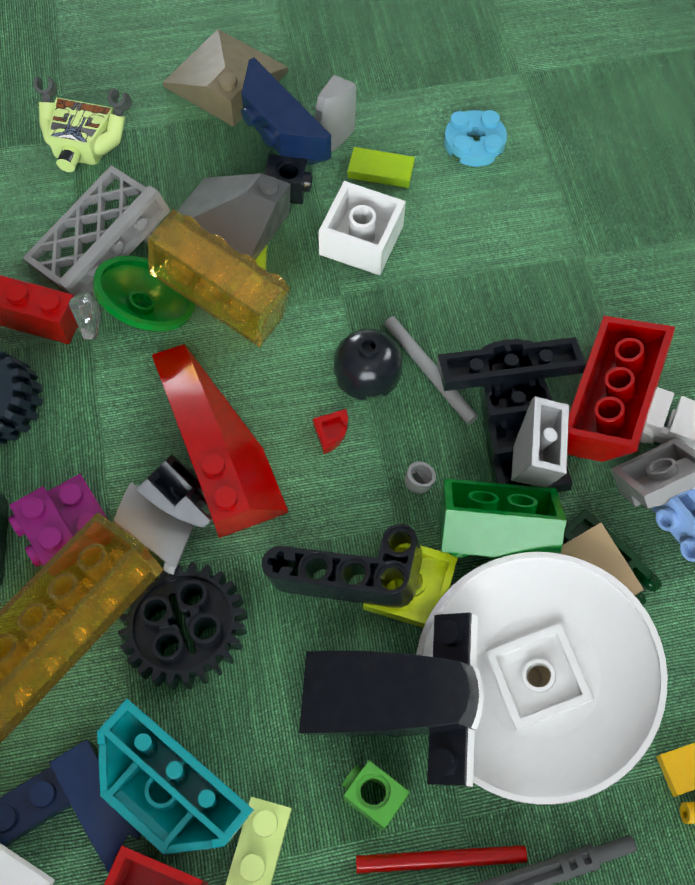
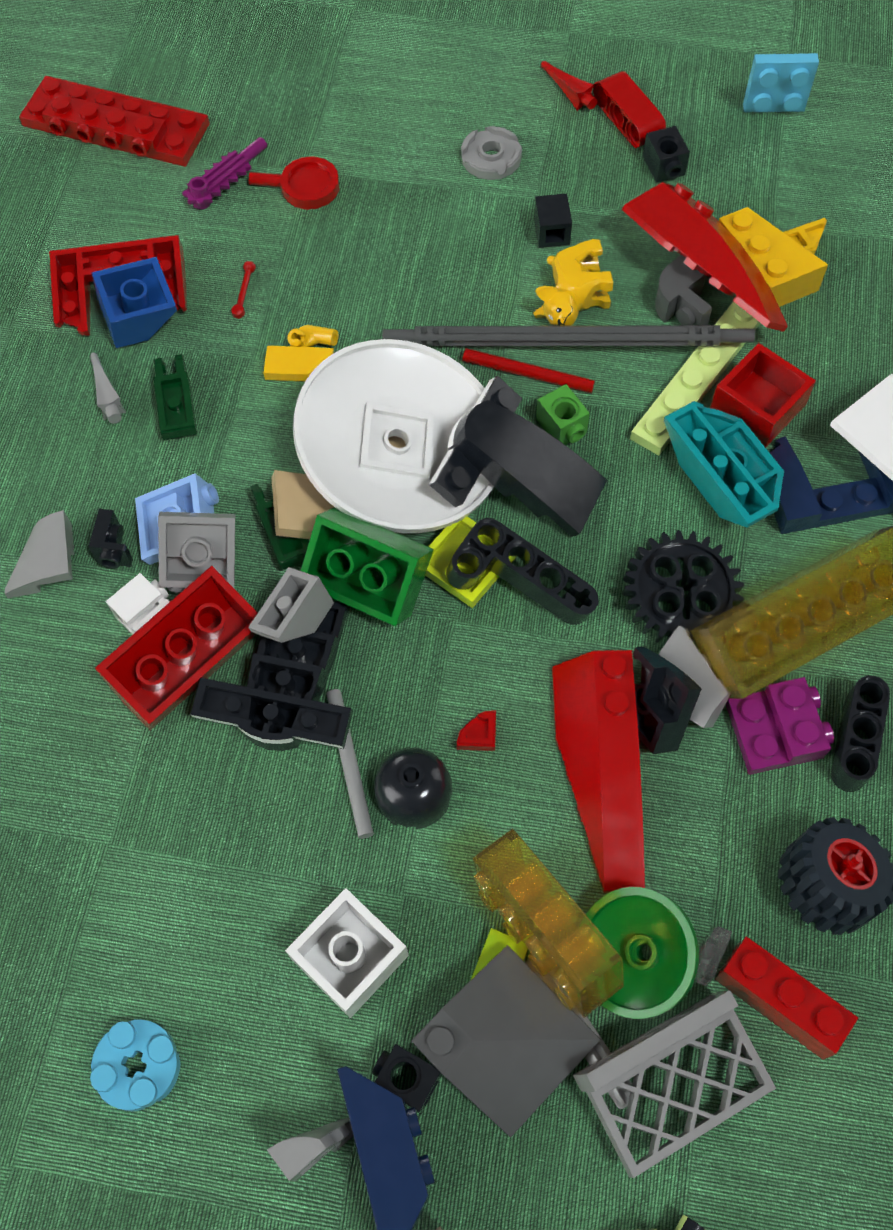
camera: 155 degrees left, 0 degrees up
(381, 167) = (277, 1062): lime tile -> none
(424, 477) = (407, 647): light grey hinge -> none

